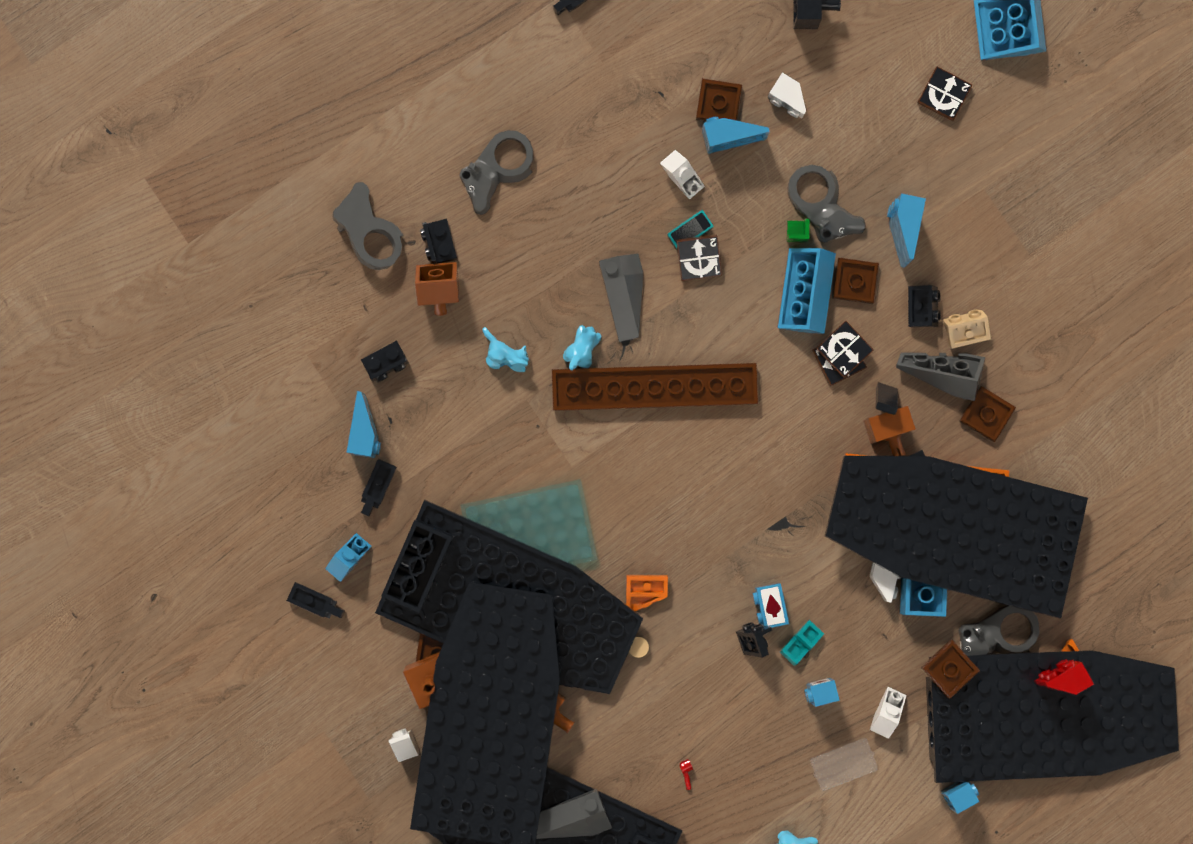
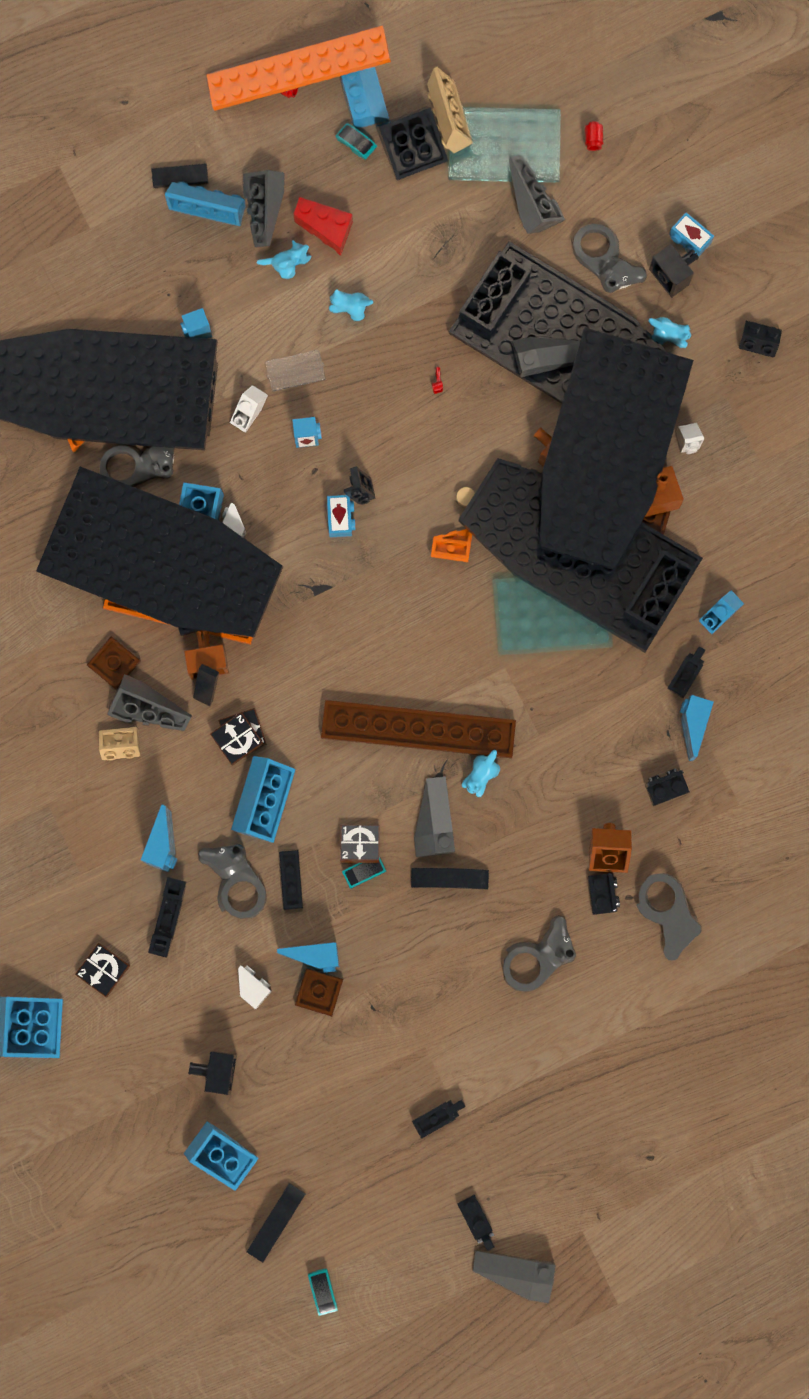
camera: 170 degrees left, 5 degrees down
(314, 601) = (756, 576): black hinge -> none
(501, 354) = (557, 778): medium azure animal -> none
(600, 235) = (449, 878): none -> black slope
(682, 174) = (364, 925): white slope -> none
(765, 212) = (291, 880): none -> black tile
(798, 231) = (263, 856): green panel -> none
(801, 642) = (317, 481): teal slope -> none
(855, 280) = (215, 803): reddish brown tile -> none
(886, 154) = (167, 917): none -> black slope
(923, 306) = (156, 769): black bracket -> none
(950, 669) = (187, 434): reddish brown tile -> none
(1067, 677) = (86, 410): red slope -> none

